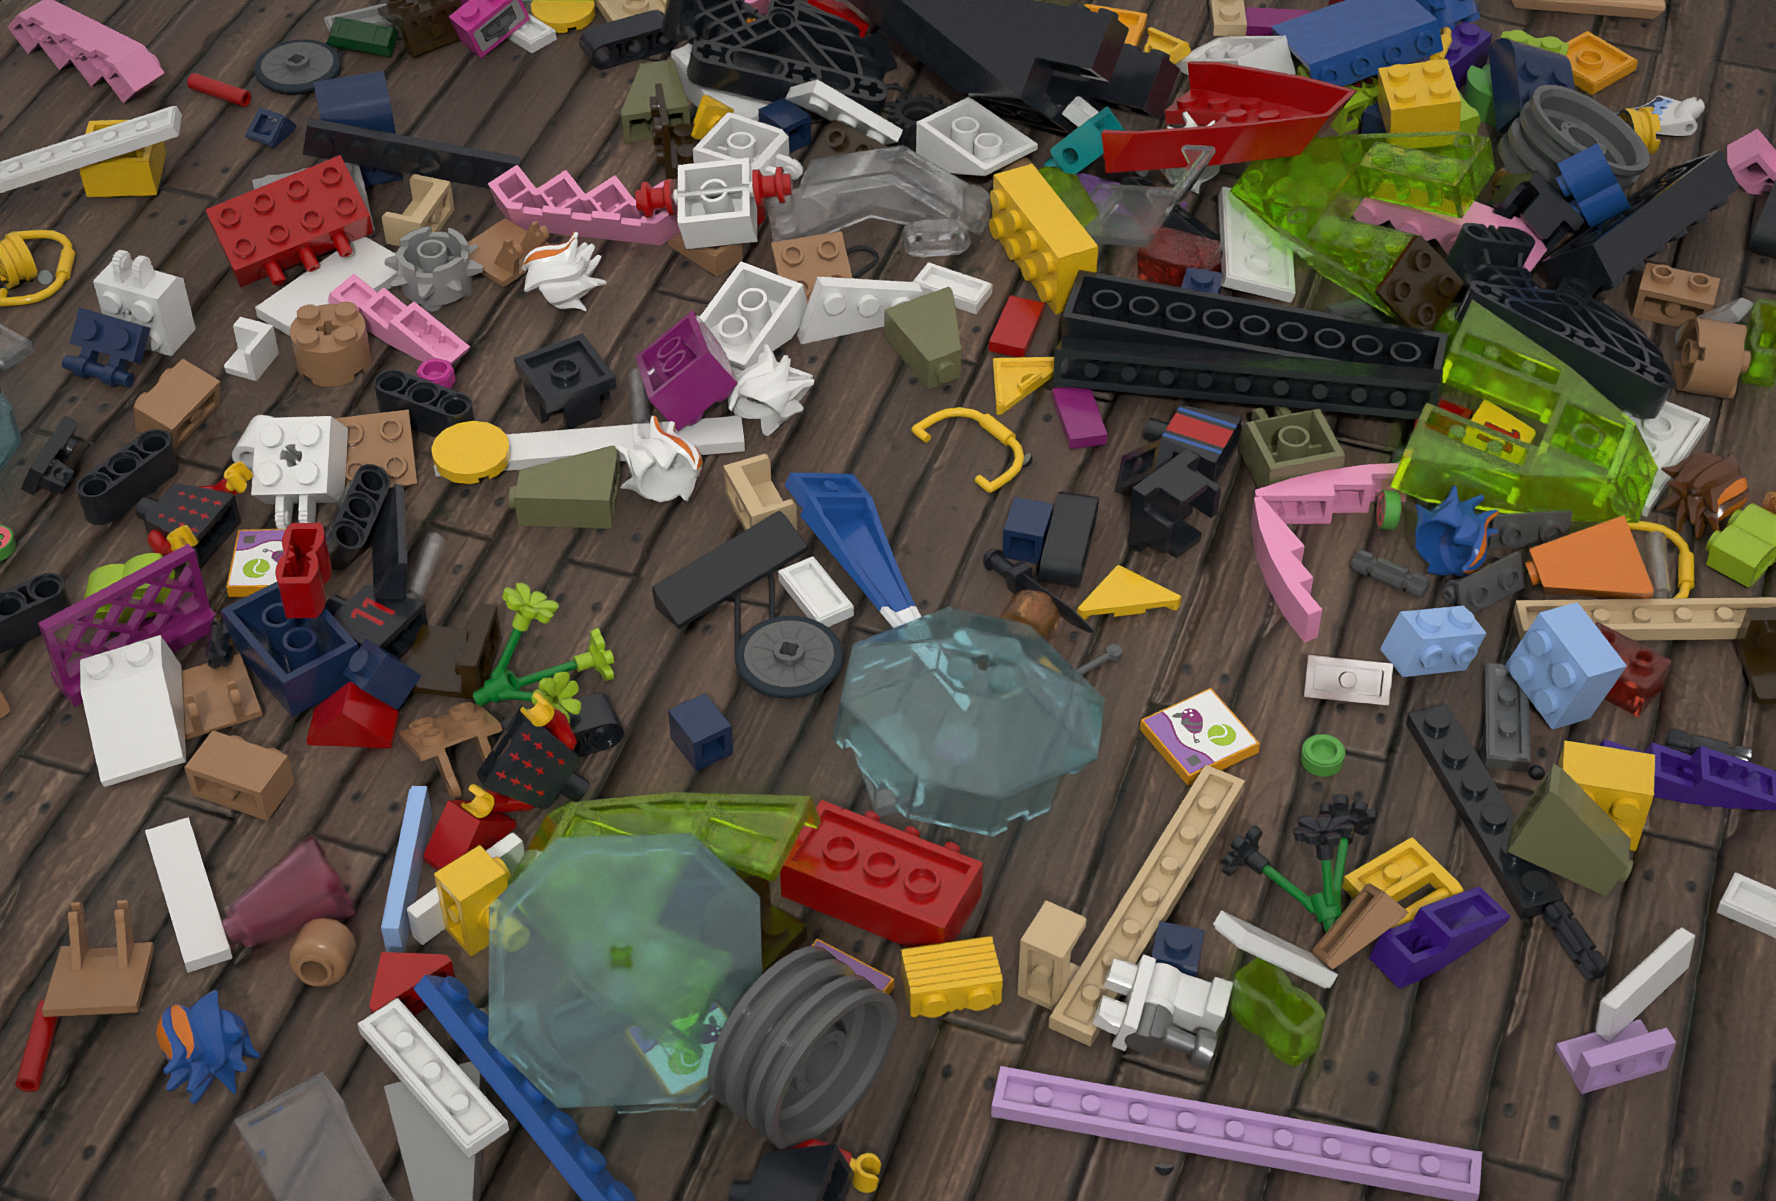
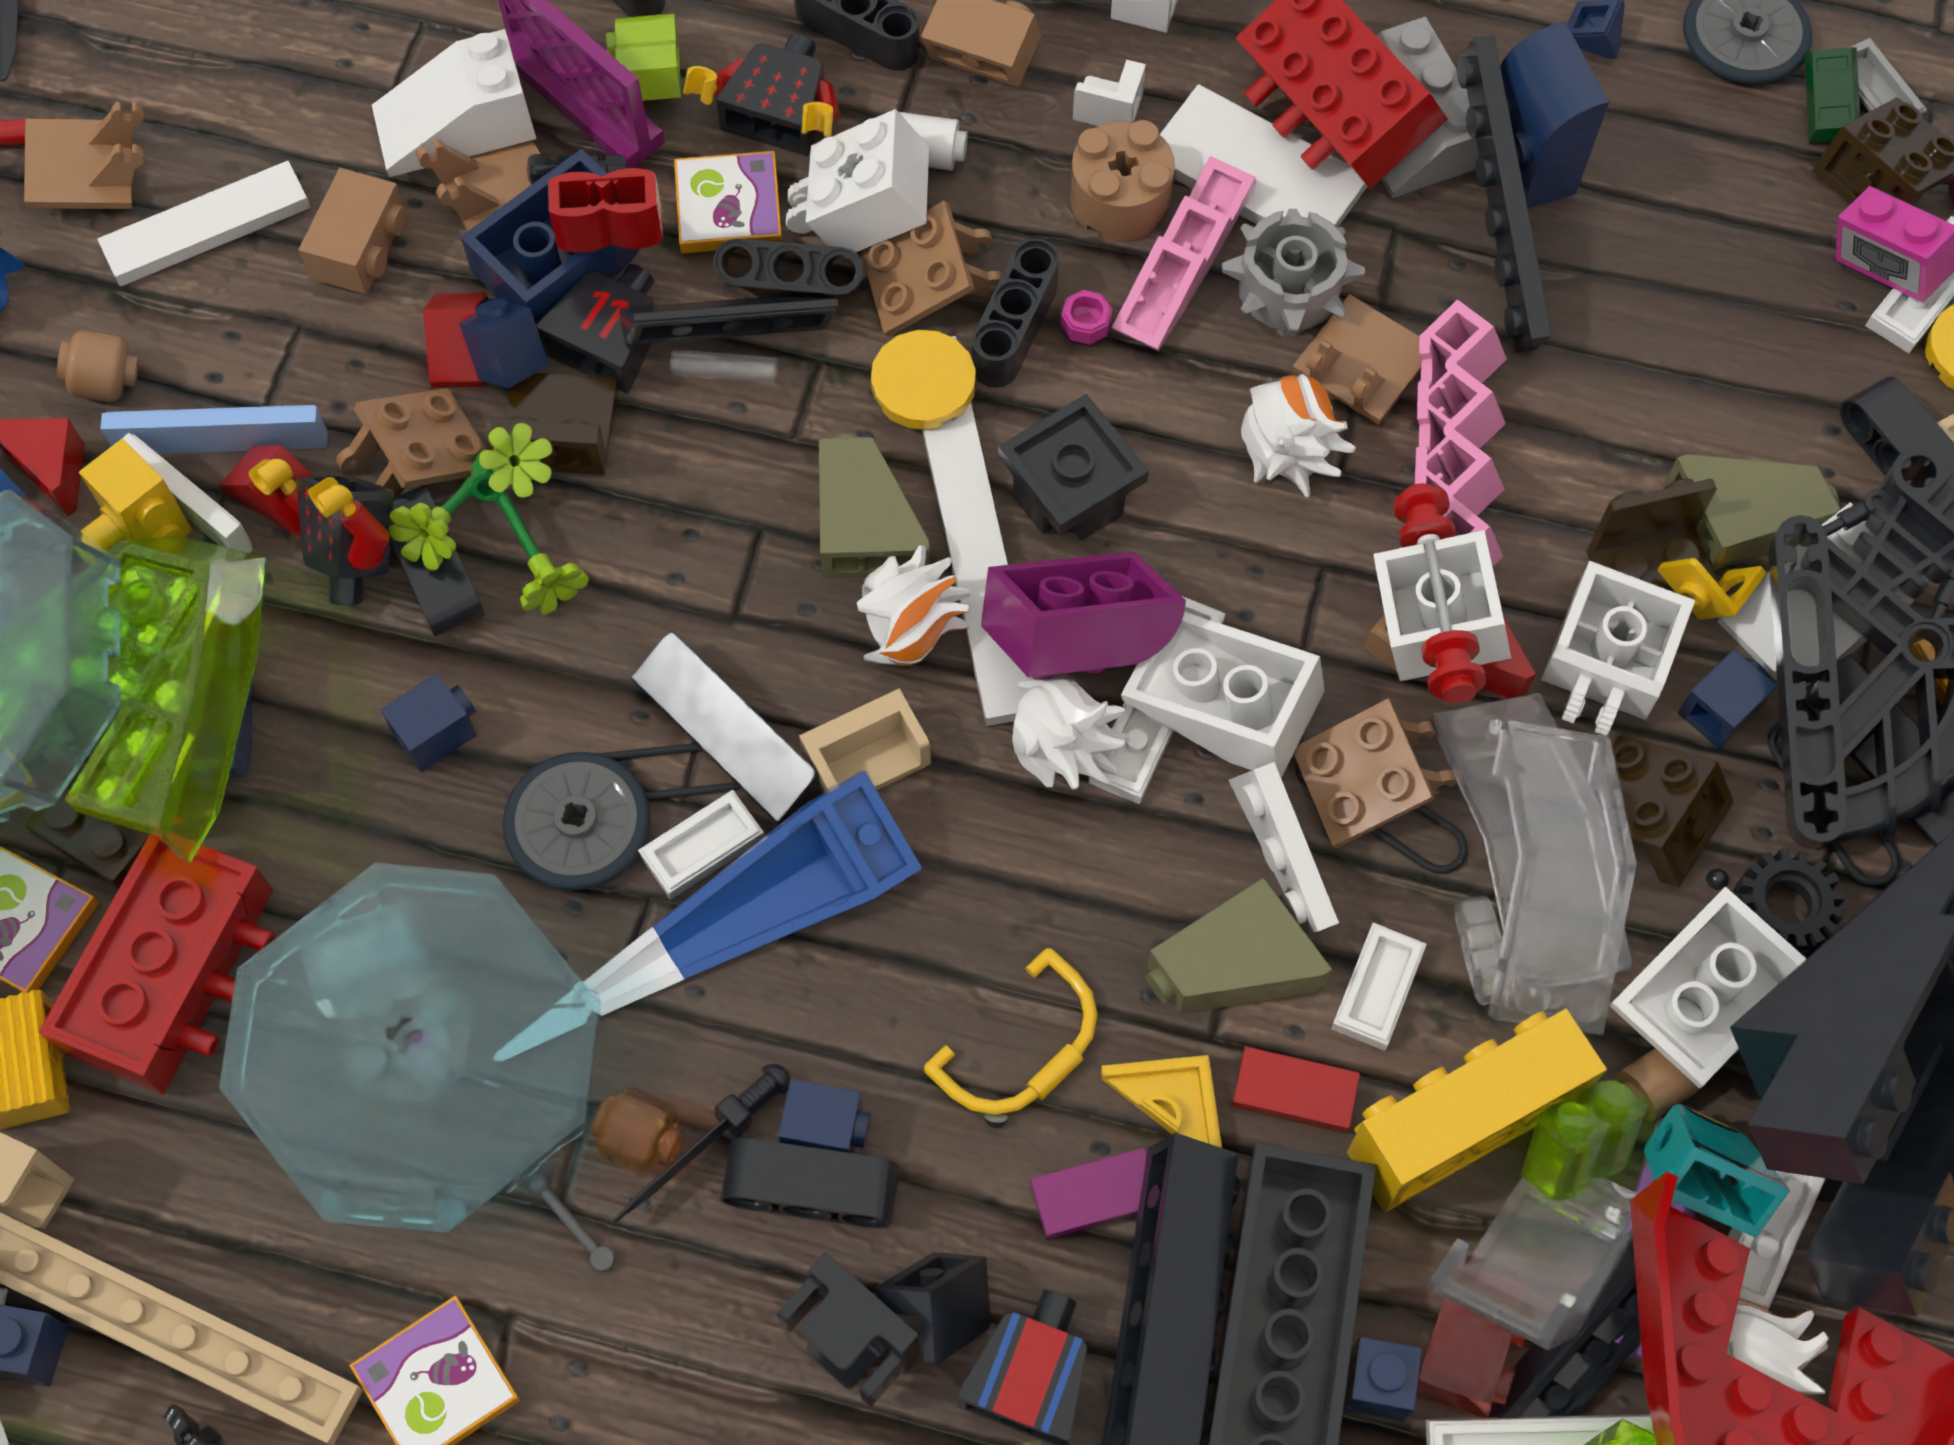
camera: 85 degrees right, 20 degrees up
(287, 897) = (169, 326): clear pink cone -> none
(430, 207) = (1423, 244): tan panel -> none
(835, 106) = (1739, 758): white wing -> none
(1127, 594) = (711, 1271): yellow tile -> none

